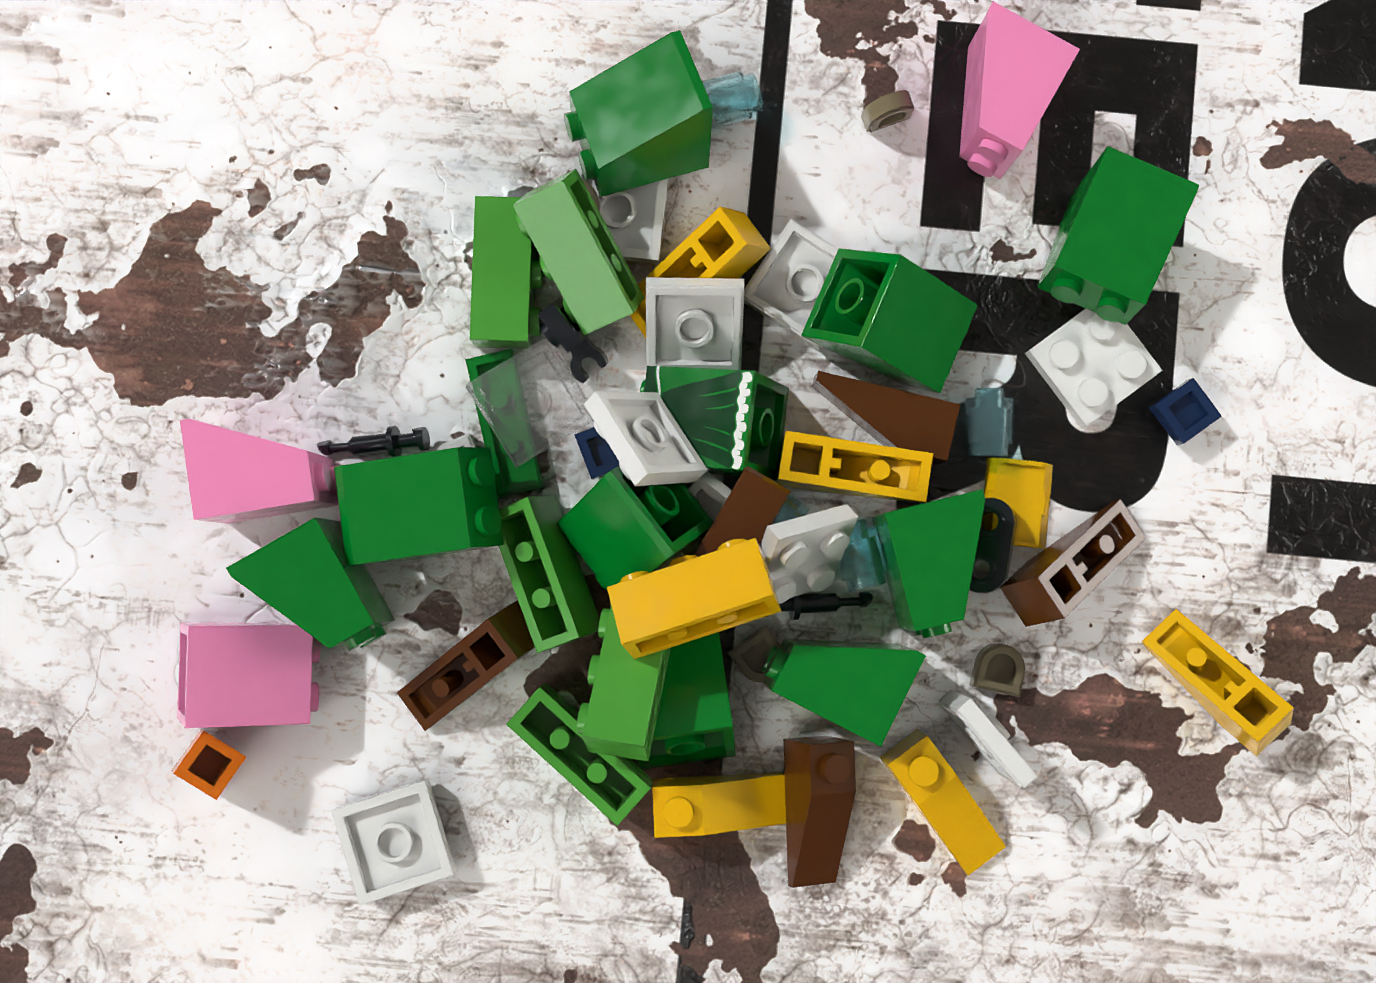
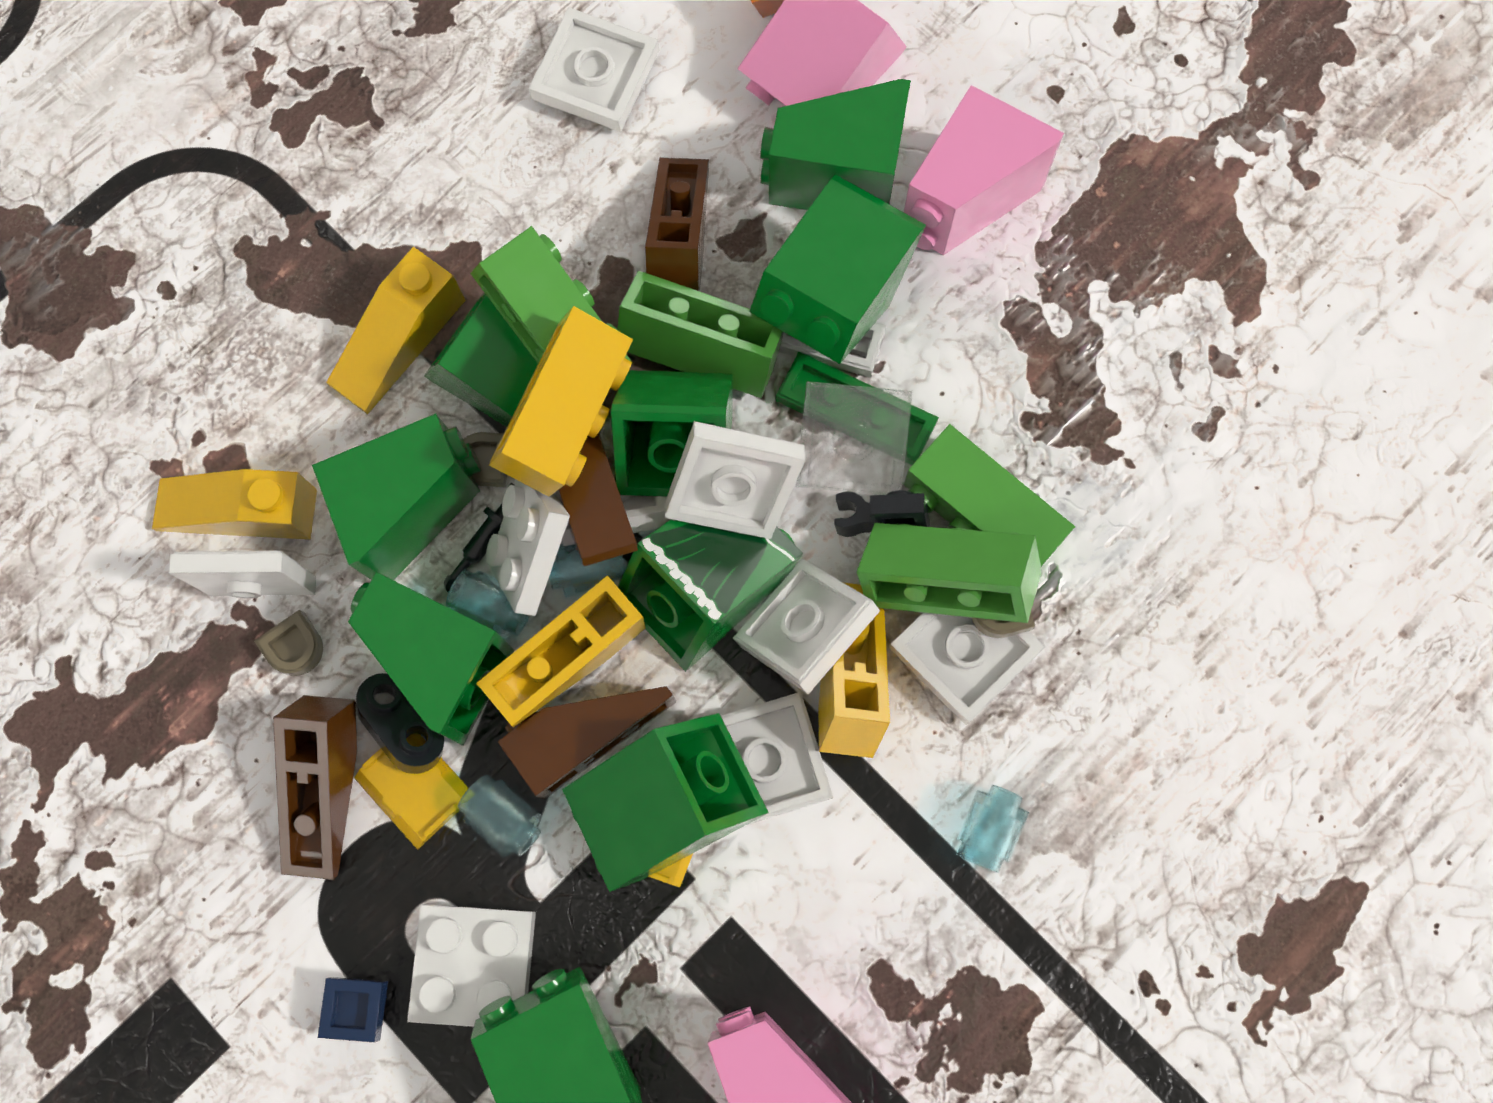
camera: 135 degrees right, 10 degrees down
(389, 442) = (917, 305): black piece -> none
(605, 780) = (576, 230): bright green brick -> none
(642, 118) = (1030, 721): green slope -> none
(818, 806) = (321, 397): reddish brown slope -> none
(887, 110) = (860, 974): dark tan tile -> none
(1219, 682) = (106, 822): yellow slope -> none

